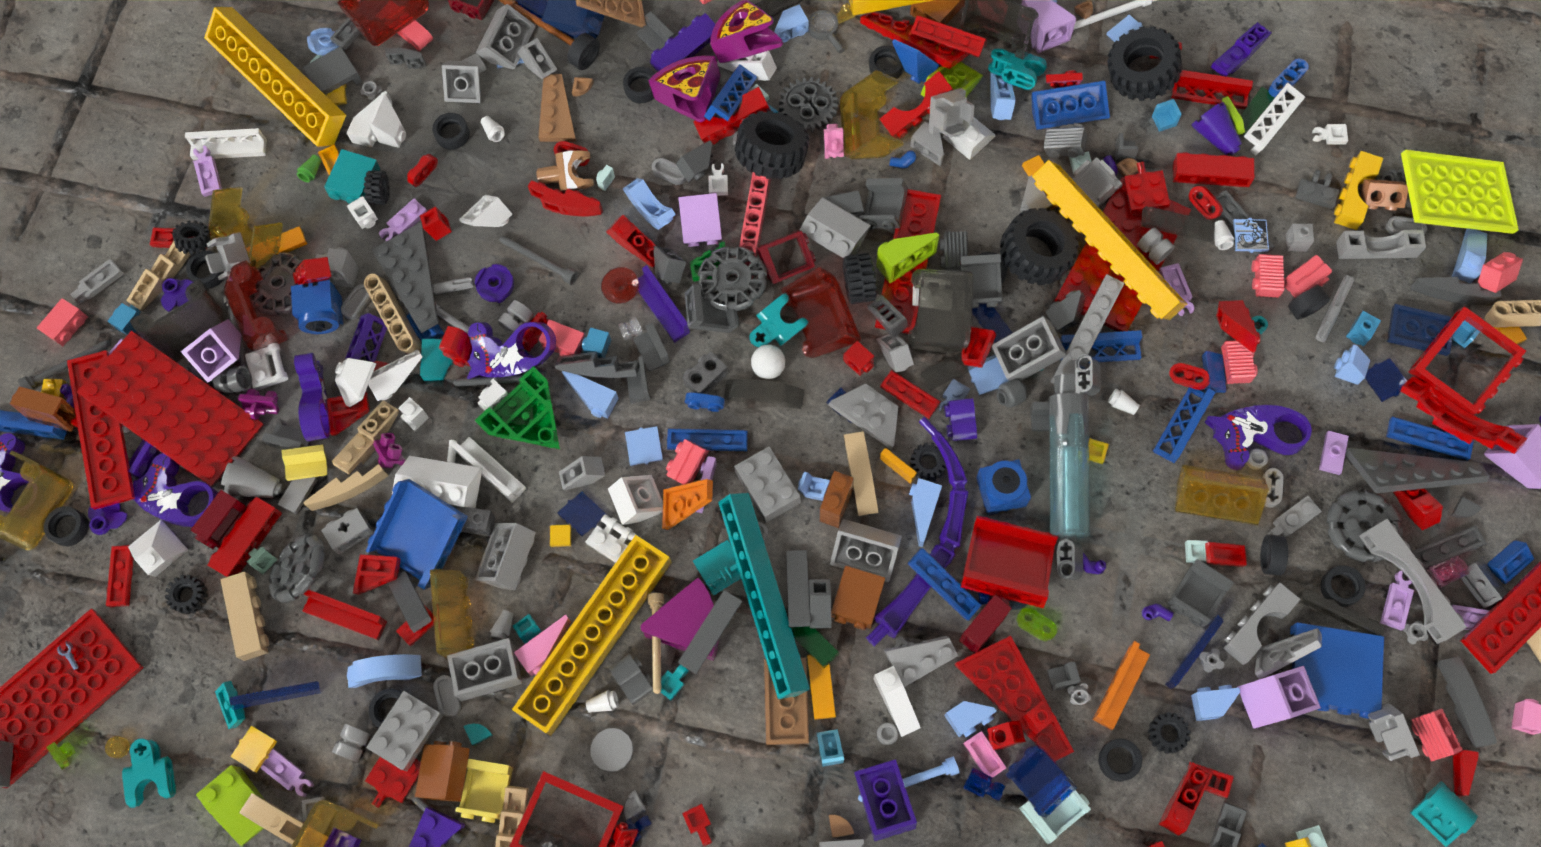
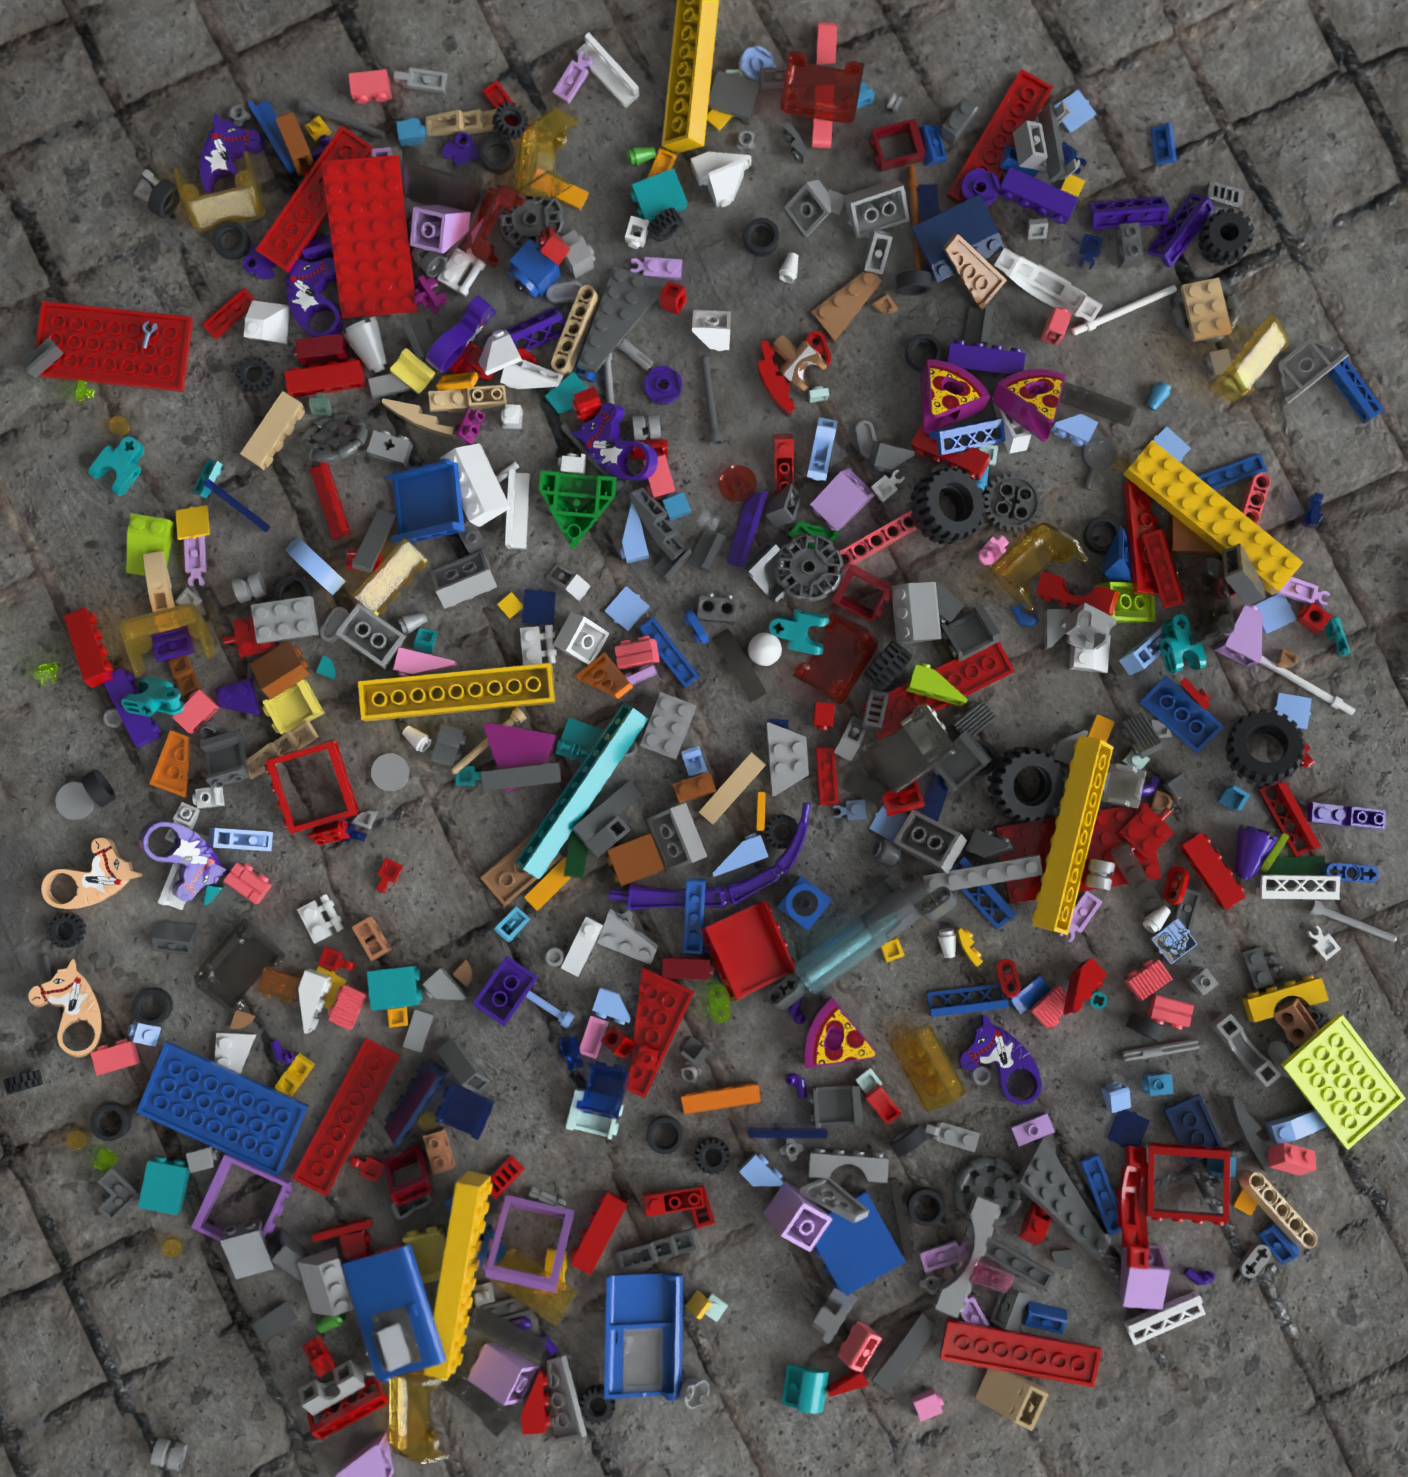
camera: 45 degrees right, 15 degrees up
(230, 252) = (517, 165): light grey panel -> none
(345, 433) = (457, 381): none -> light orange tile
(375, 572) = (377, 495): red wing -> none
(422, 170) = (715, 244): red plate -> none
(961, 419) = (834, 831): dark purple brick -> none
(1133, 388) = (964, 938): none -> yellow slope
(1138, 549) = (833, 1038): none -> piece
(1276, 488) = (967, 1106): light grey beam -> none
(1300, 119) = (1317, 908): none -> light grey piece

